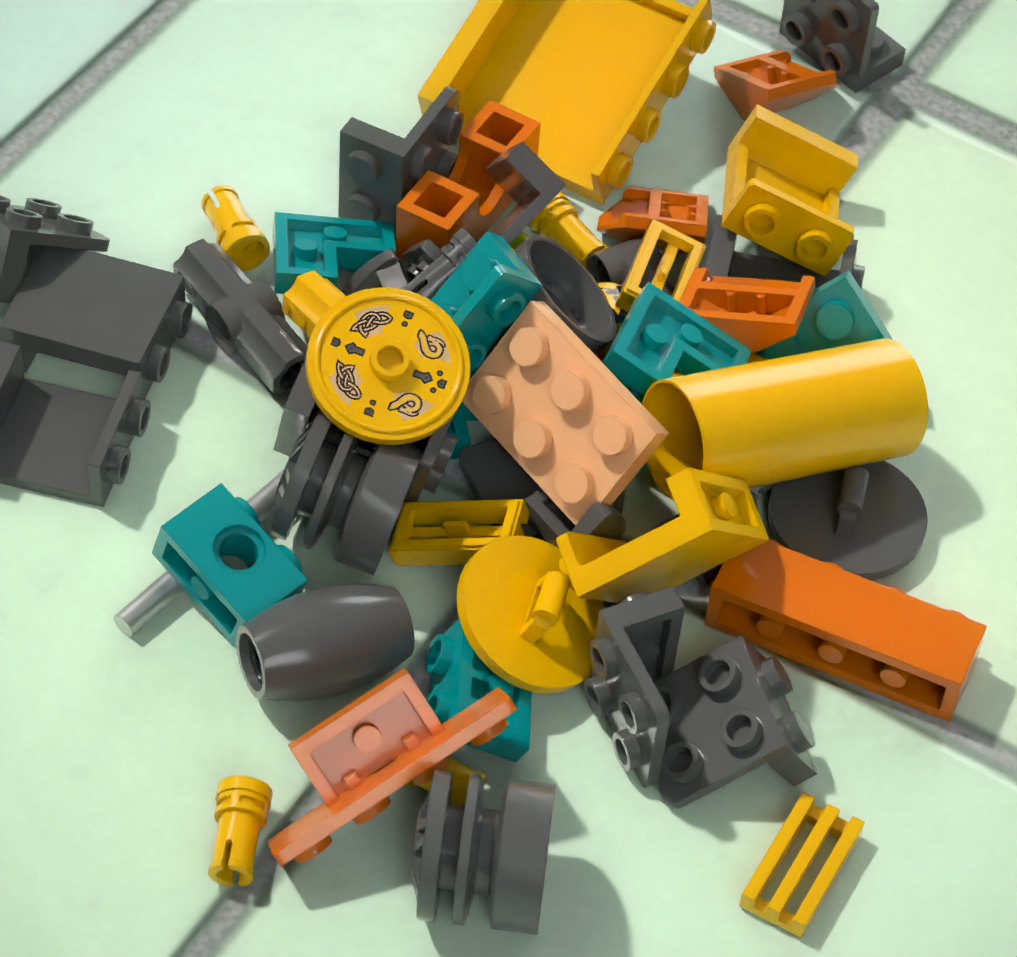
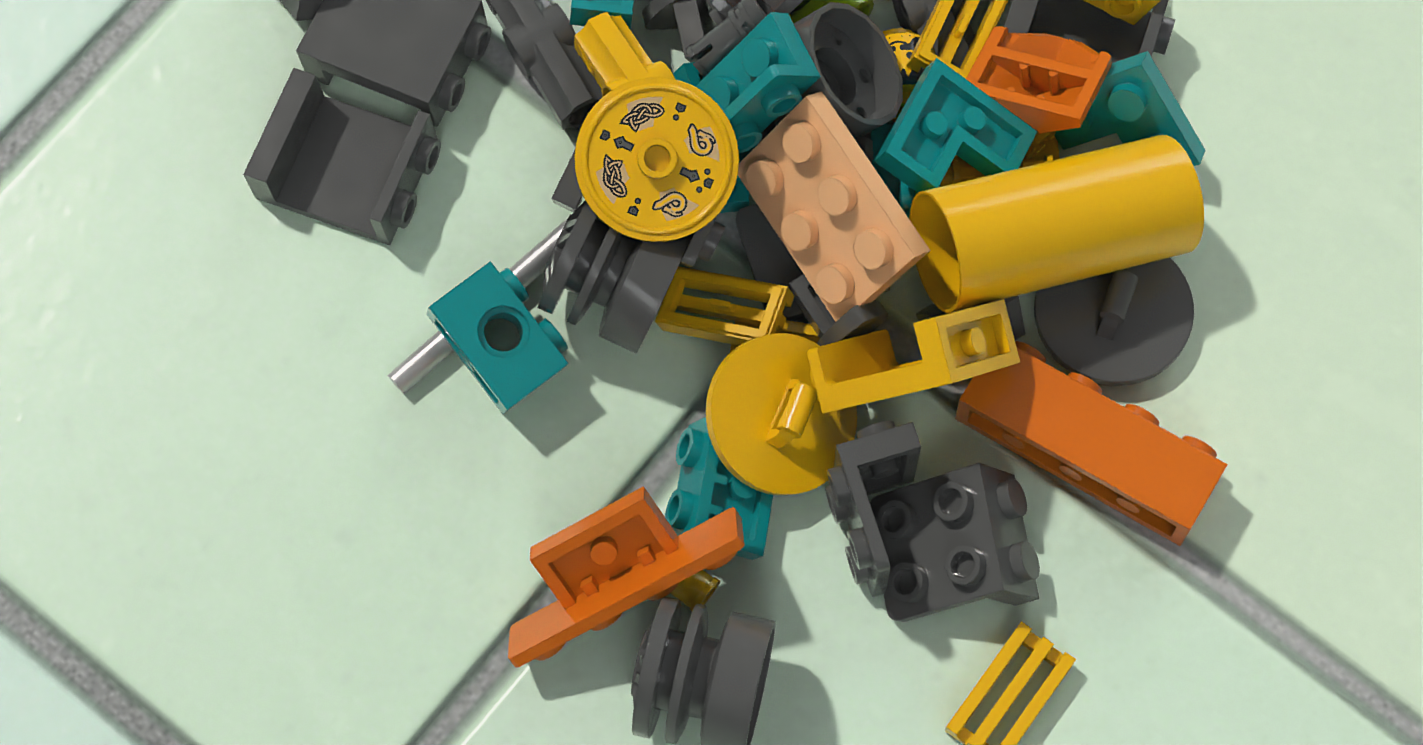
camera: 15 degrees right, 20 degrees up
(240, 817) = (485, 602): yellow pin -> none
(325, 642) = (580, 429): dark grey piece -> none

